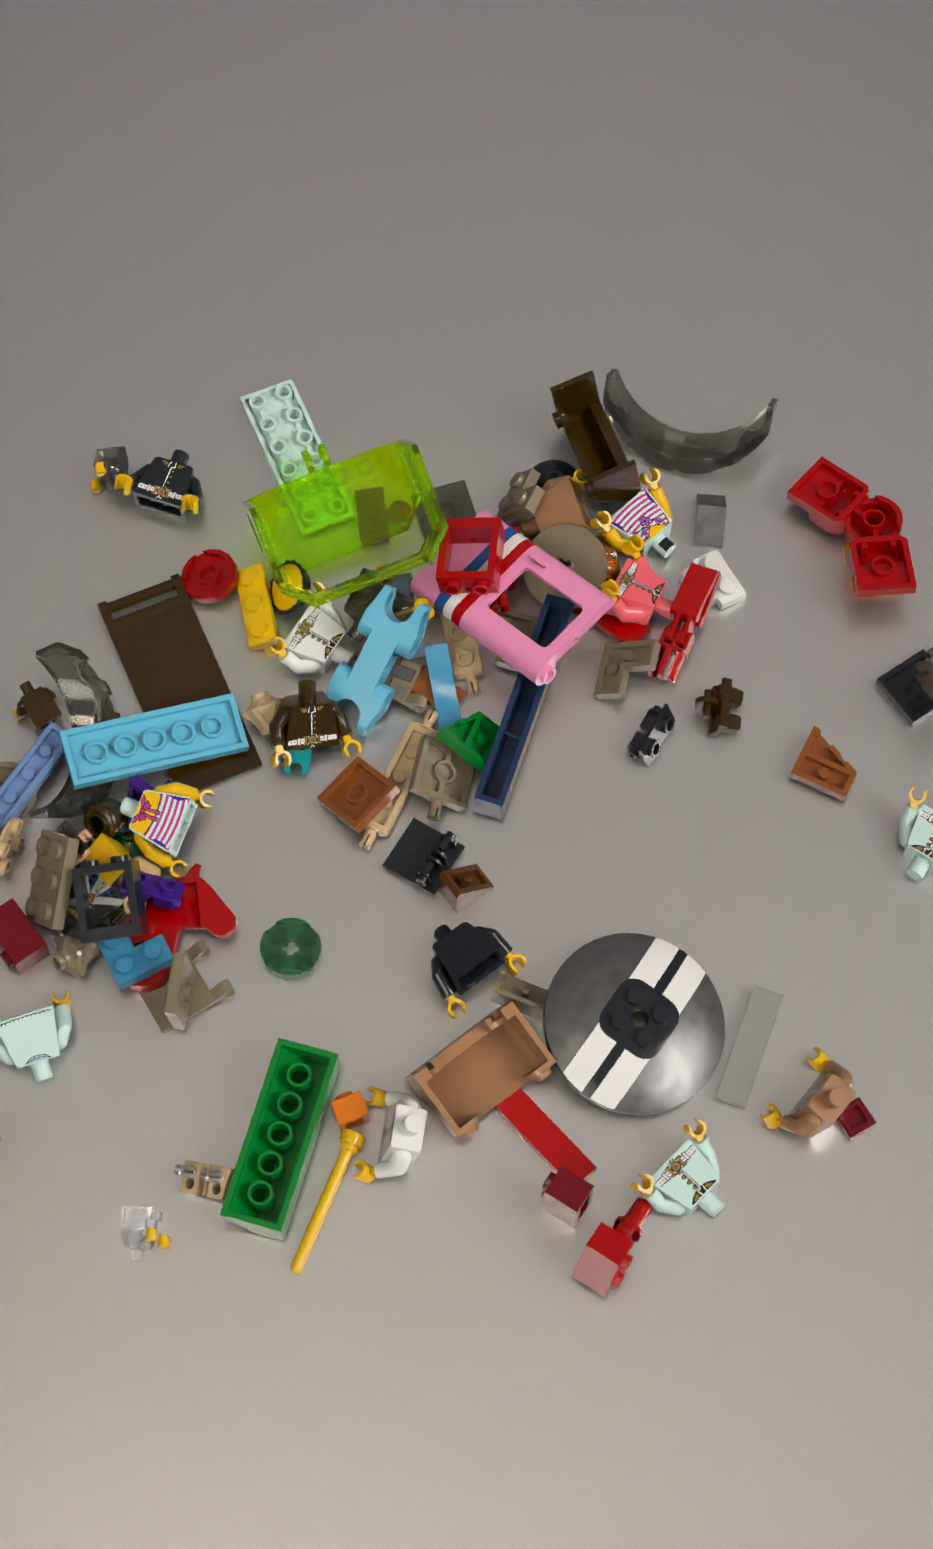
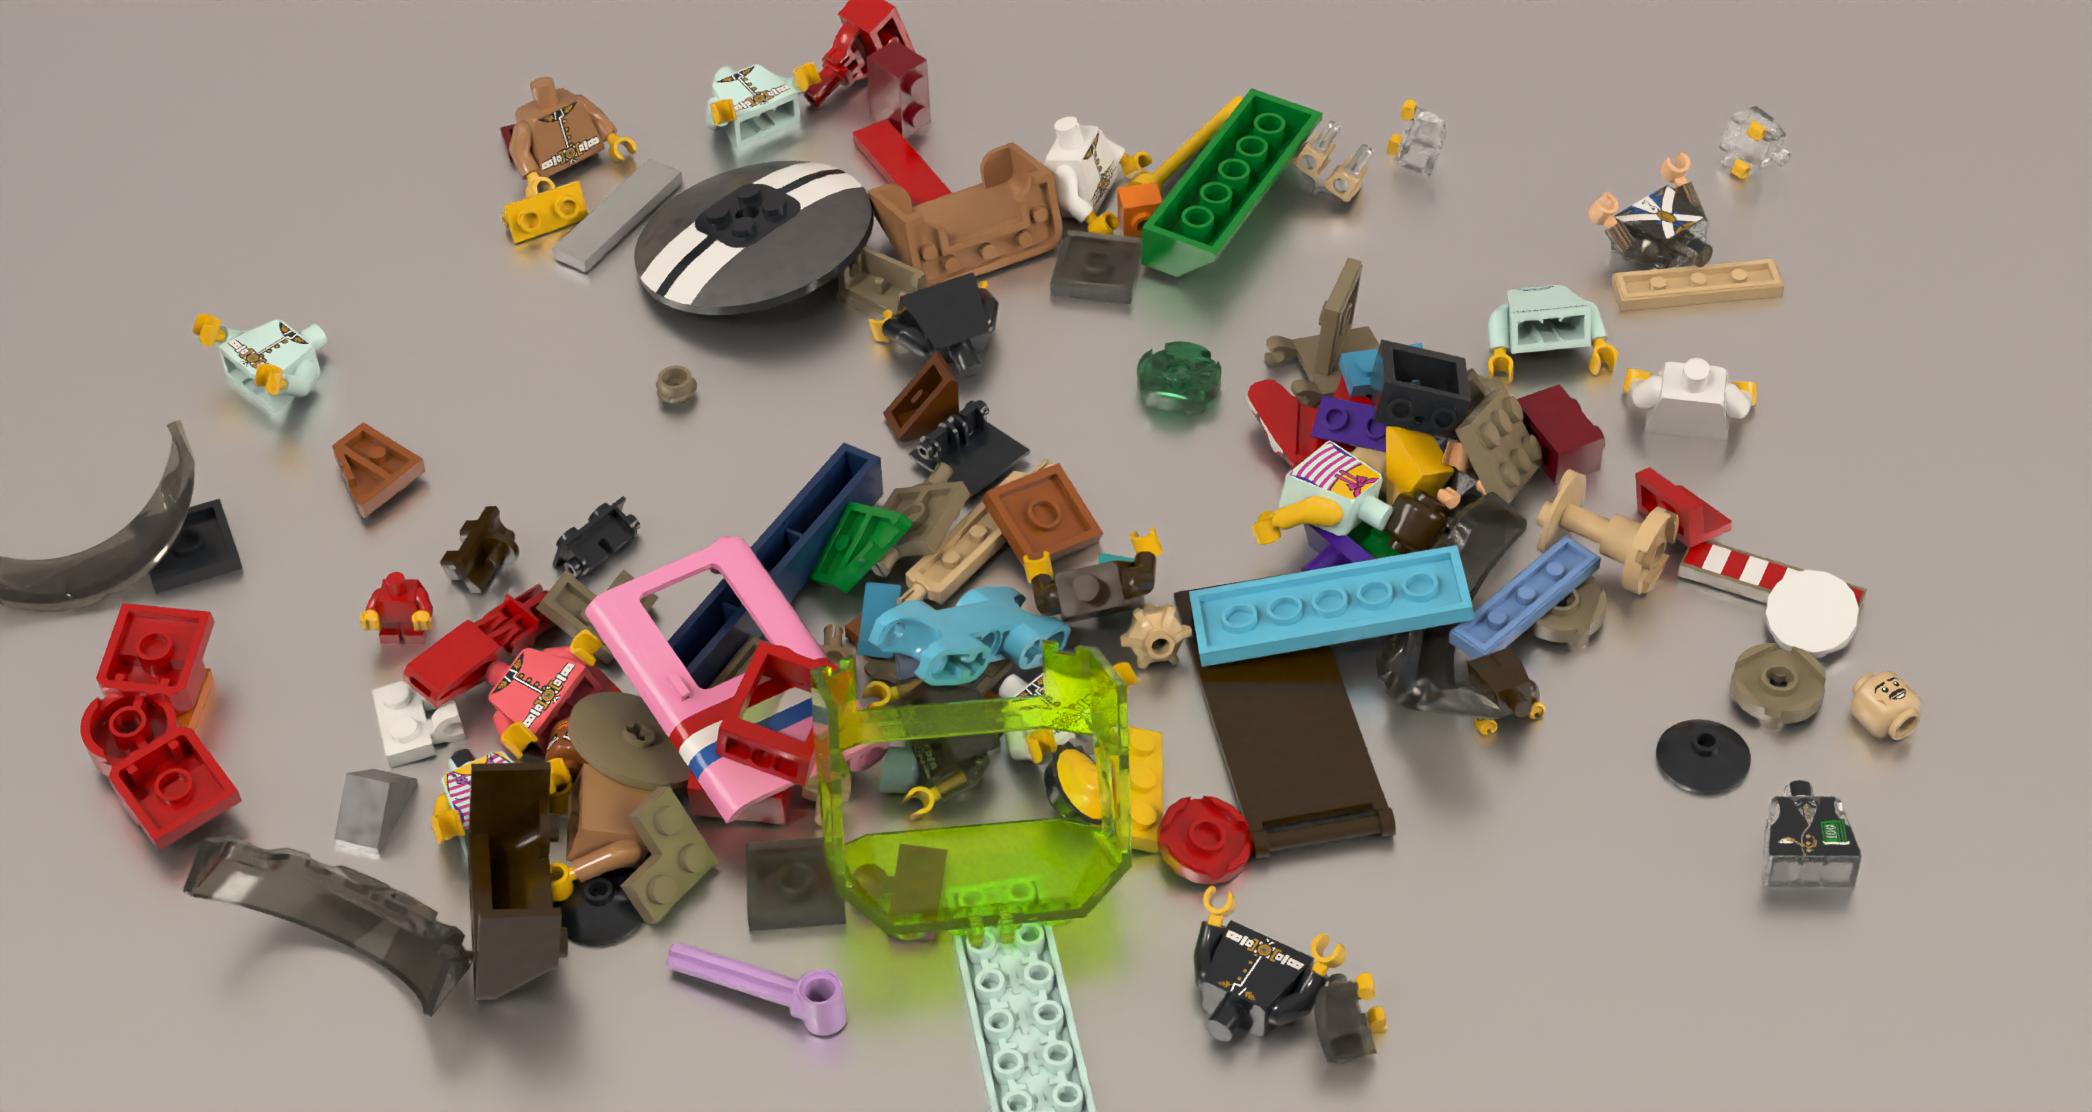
camera: 165 degrees left, 20 degrees down
(372, 1057) = (1097, 267): none -> clear smoke tile
(444, 441) = (813, 998): none -> lavender axle
(648, 872) = (675, 384): none -> dark tan plate
(750, 648) = (399, 611): none -> red piece
(795, 1041) = (545, 212): none -> yellow hinge

